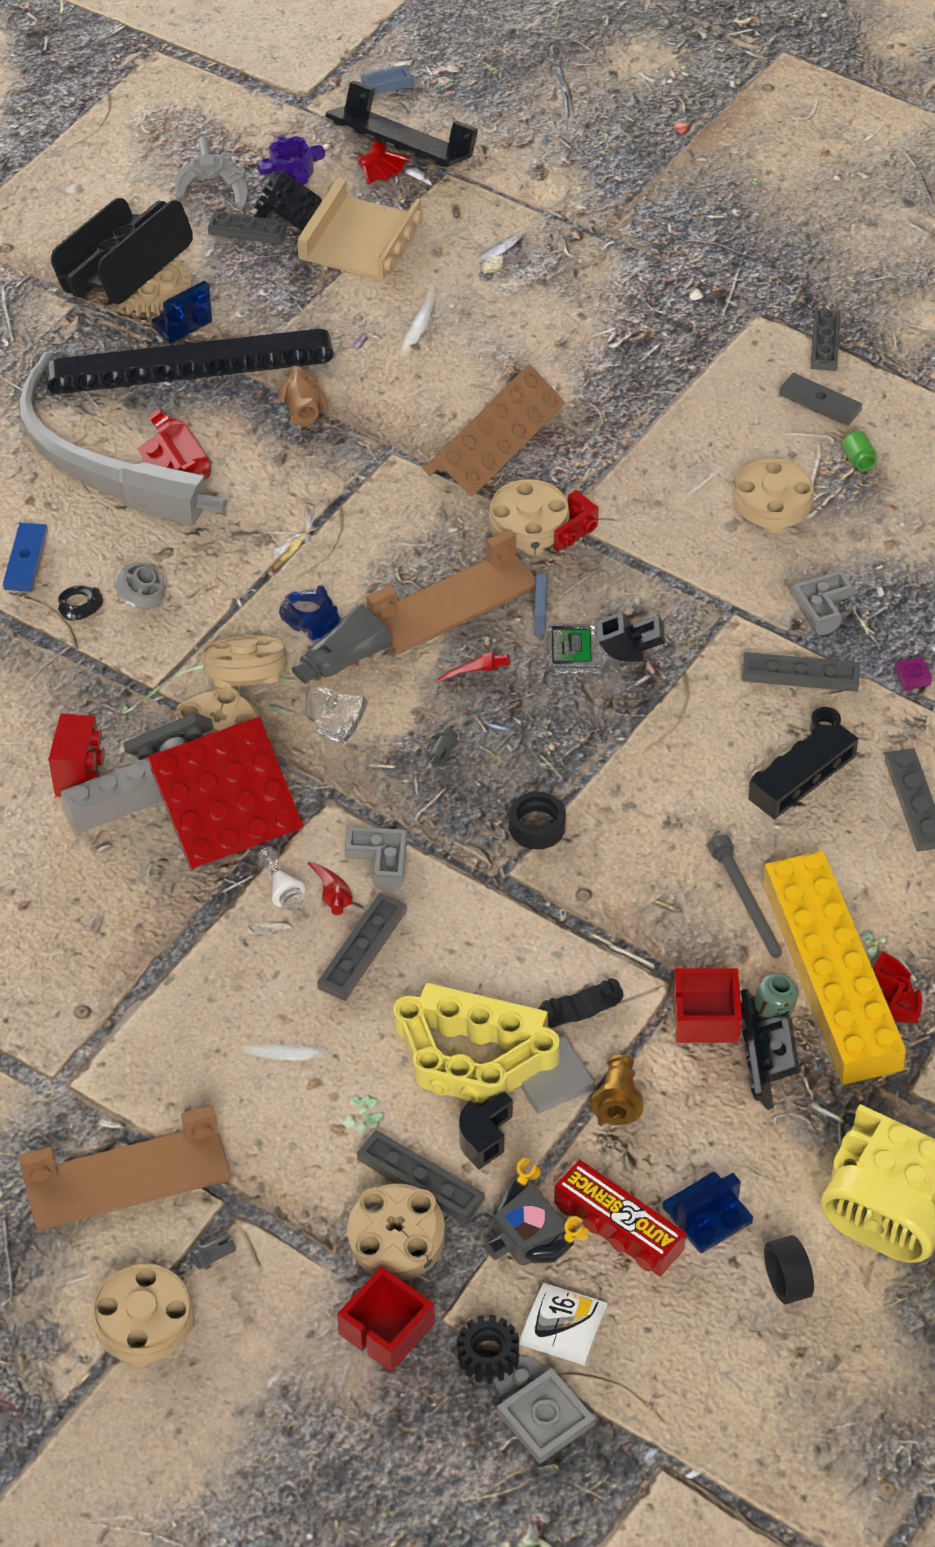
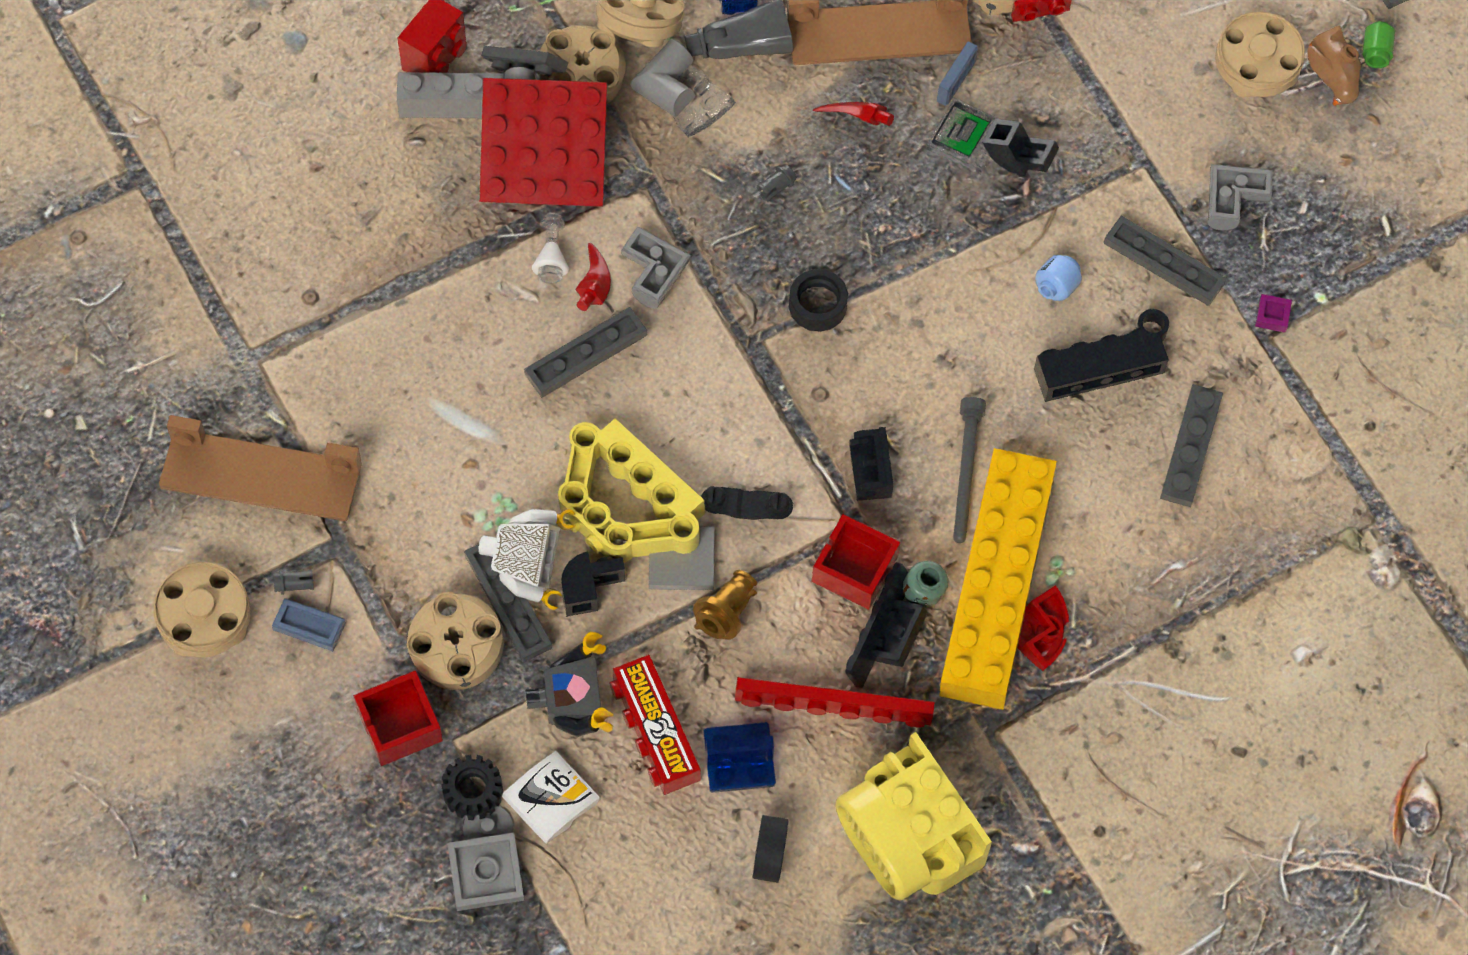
camera: 25 degrees right, 15 degrees up
(248, 1283) = (308, 624): none -> sand blue tile
(291, 708) = (658, 79): none -> light grey brick
(420, 1124) = (527, 552): none -> white torso
(667, 926) = (871, 464): none -> black hinge
(727, 717) = (1058, 277): none -> light blue head
(759, 1127) = (845, 703): none -> red plate
(839, 476) = (1336, 64): none -> medium nougat animal

